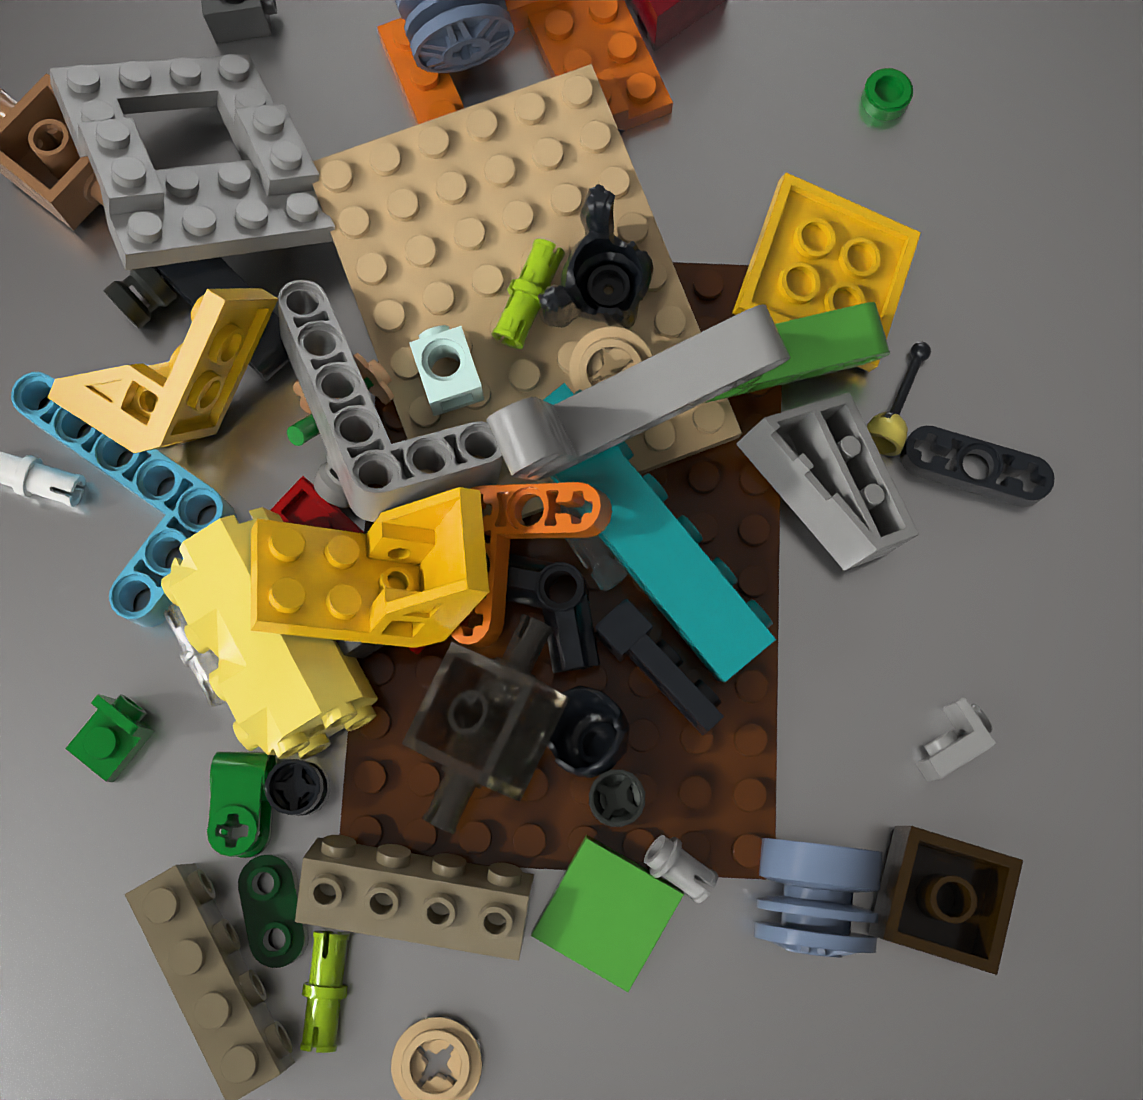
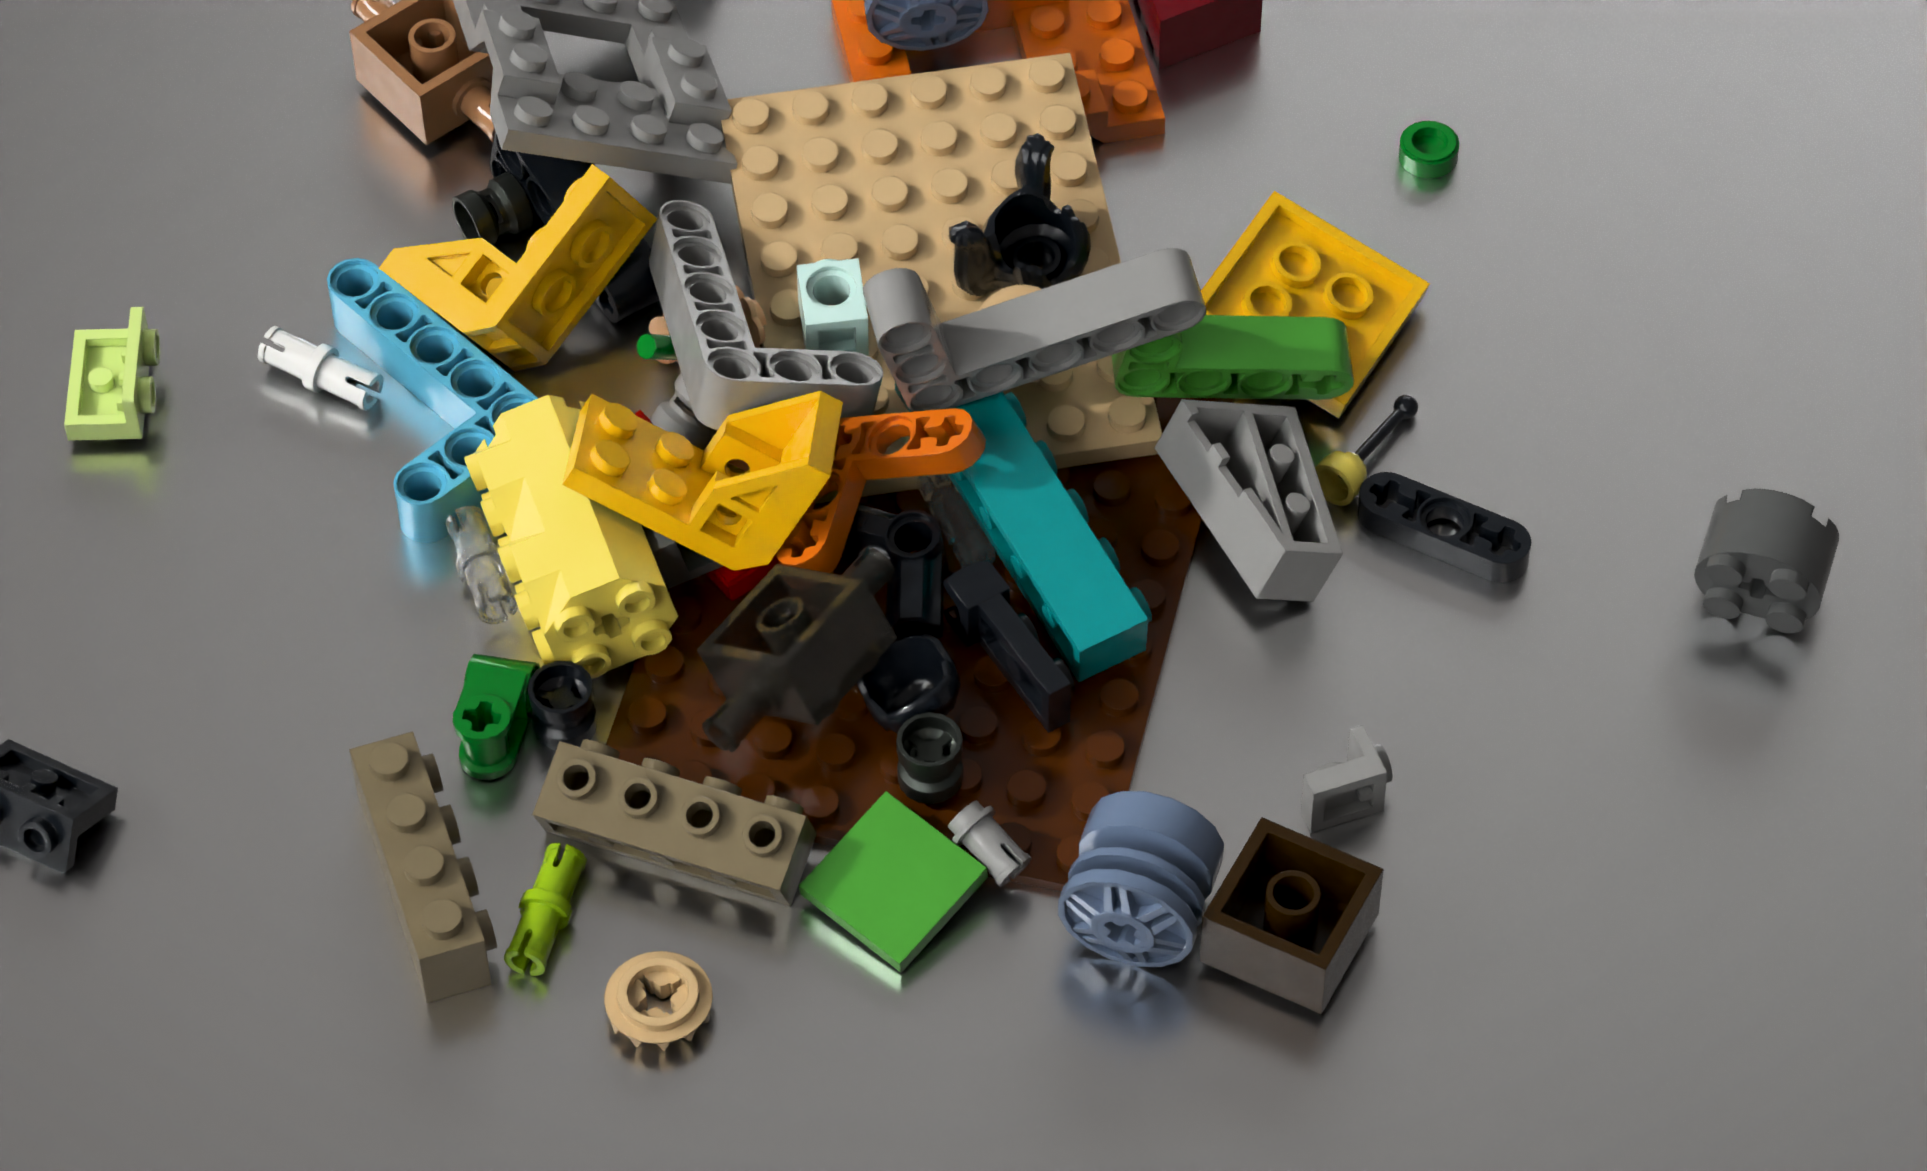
camera: 10 degrees right, 25 degrees down
(111, 736) = (357, 630): green bracket -> none
(272, 910) = (502, 823): dark green plate -> none
(524, 293) = (937, 250): lime pin -> none

